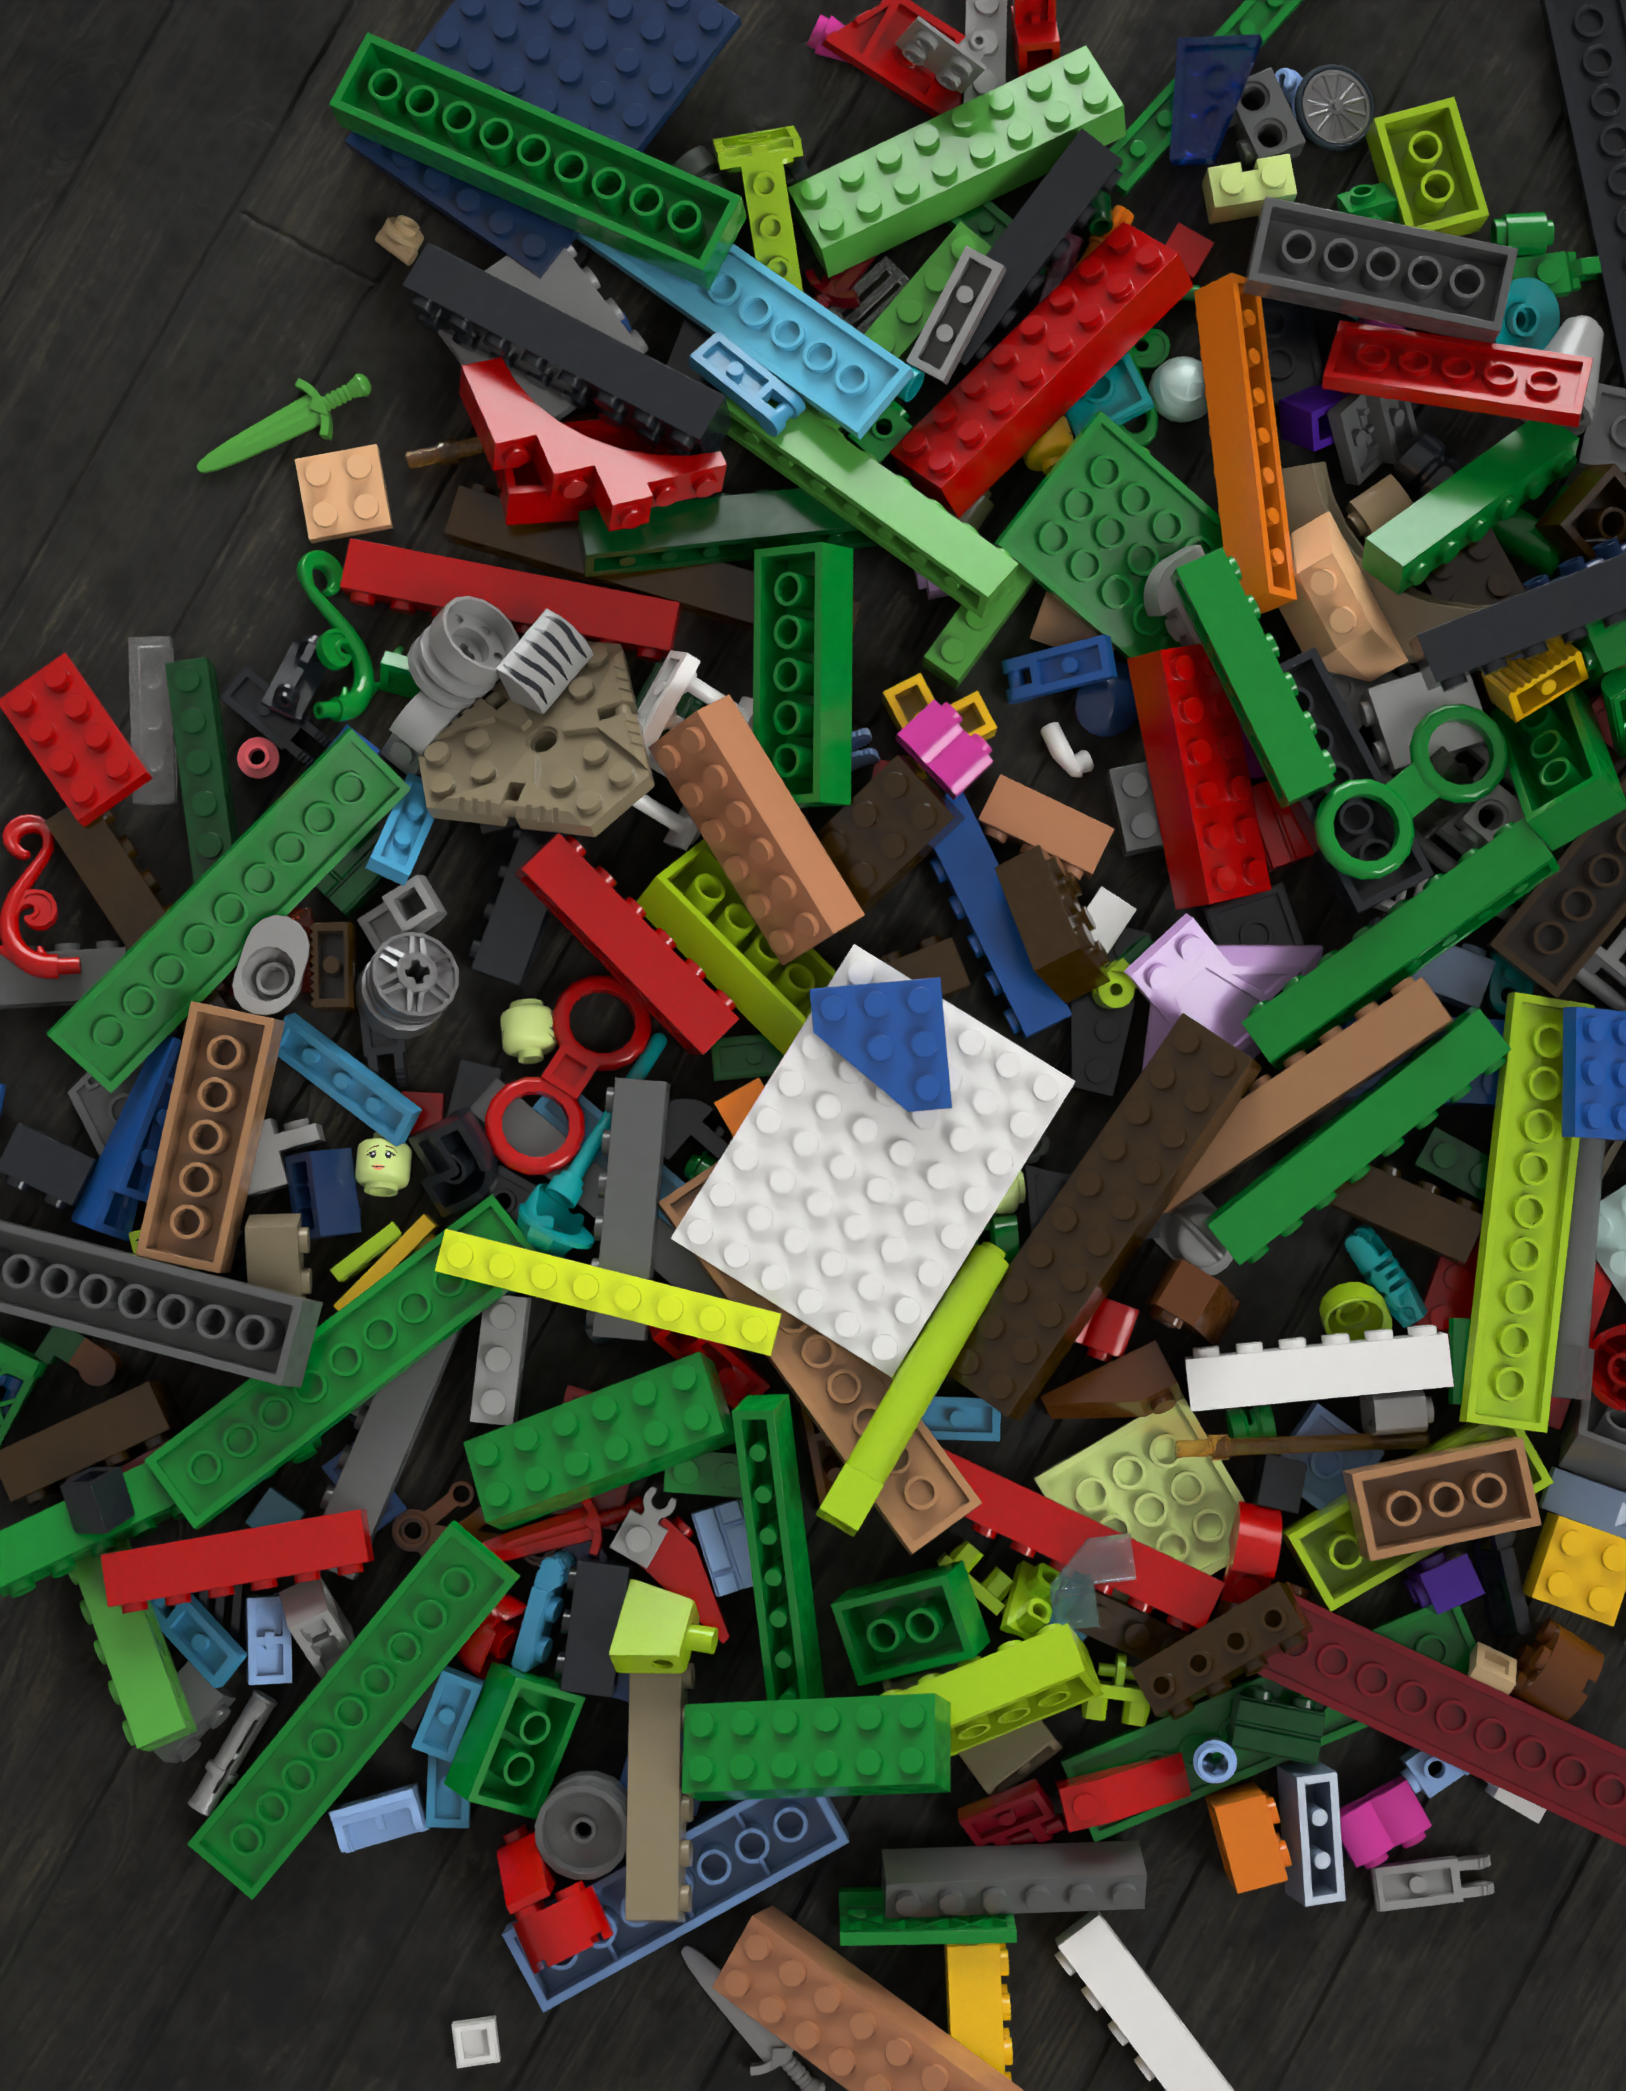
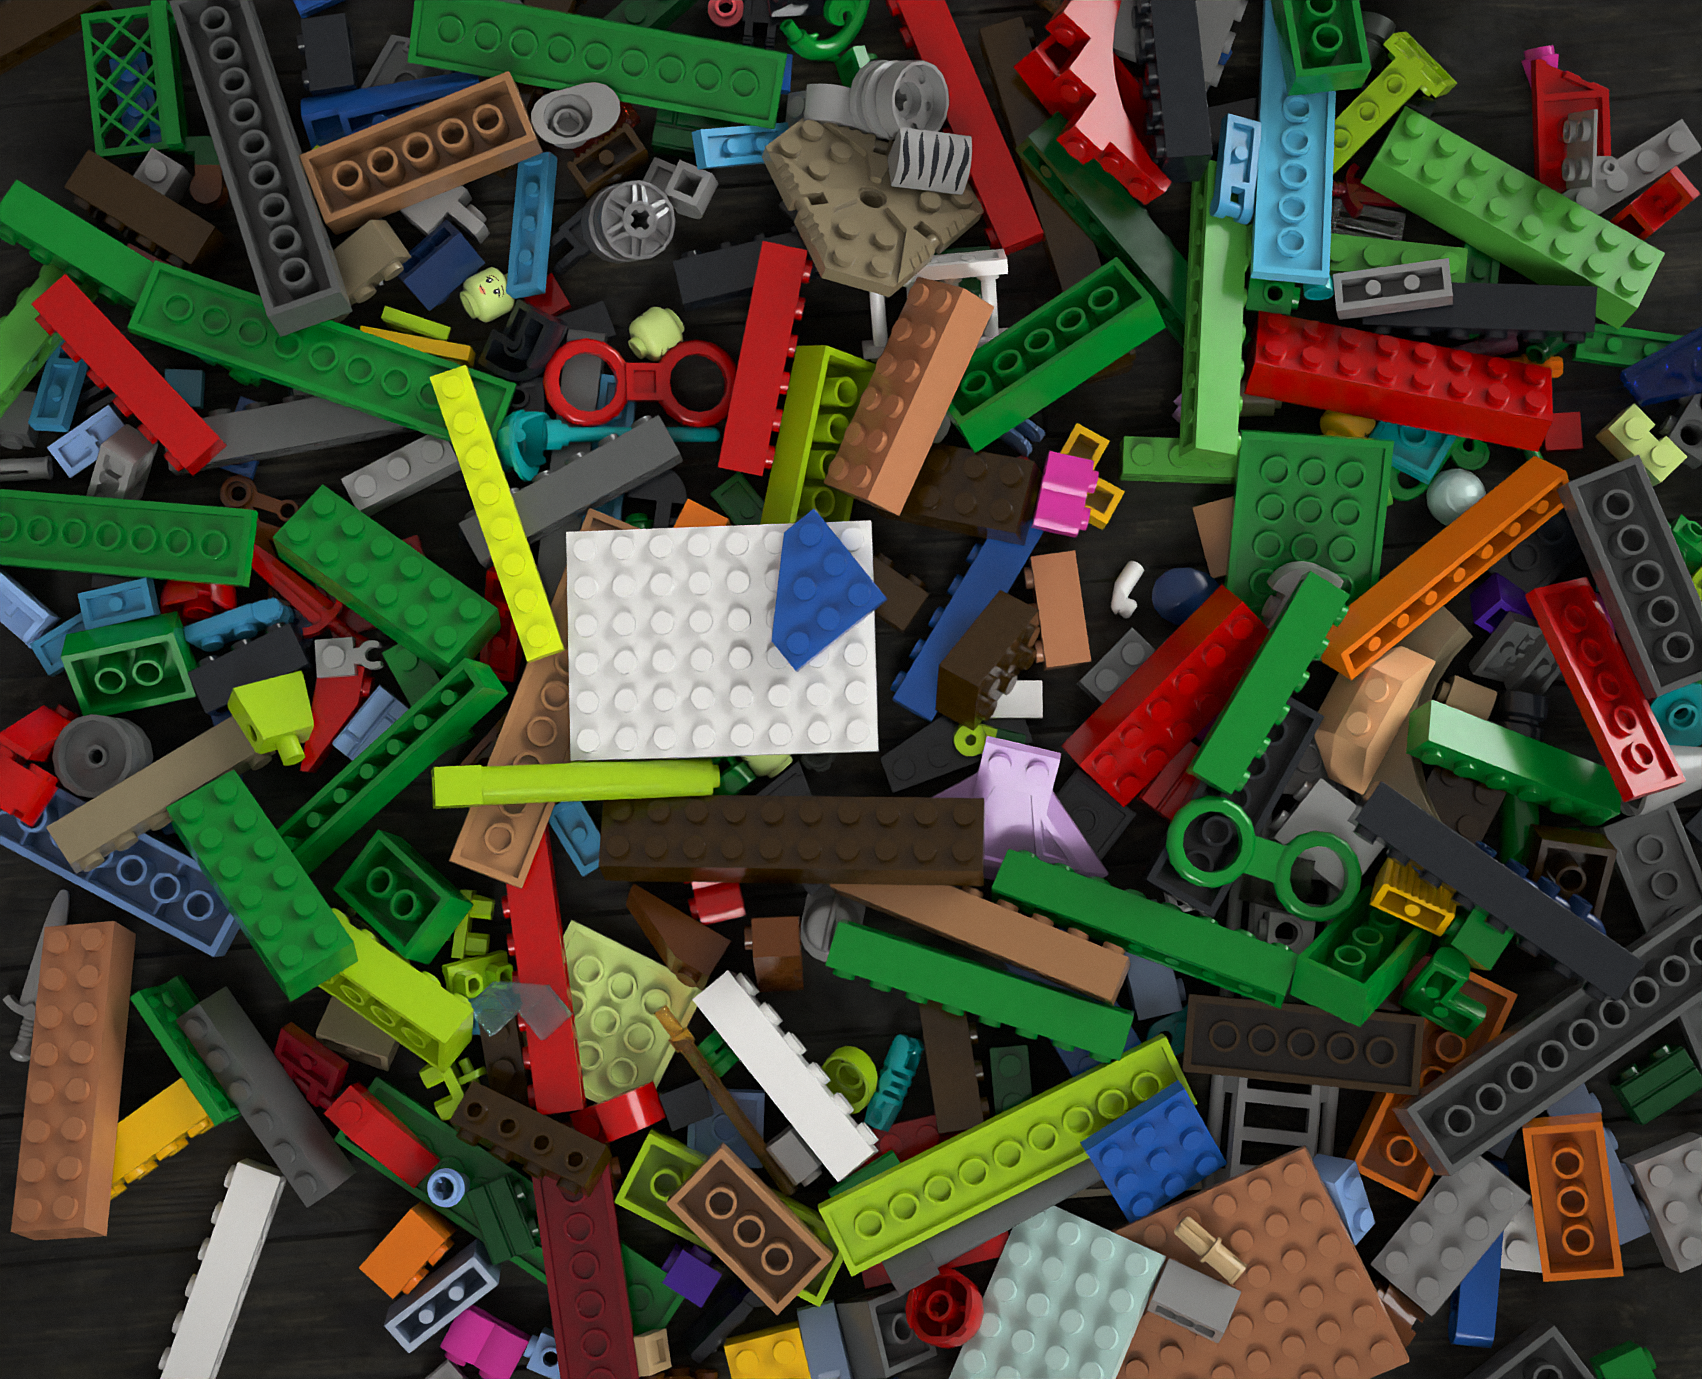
camera: 55 degrees right, 0 degrees up
(57, 1401) = (164, 175): none -> light grey brick
(97, 1500) = (103, 245): black panel -> none
(1060, 668) = (1183, 543): blue plate -> none

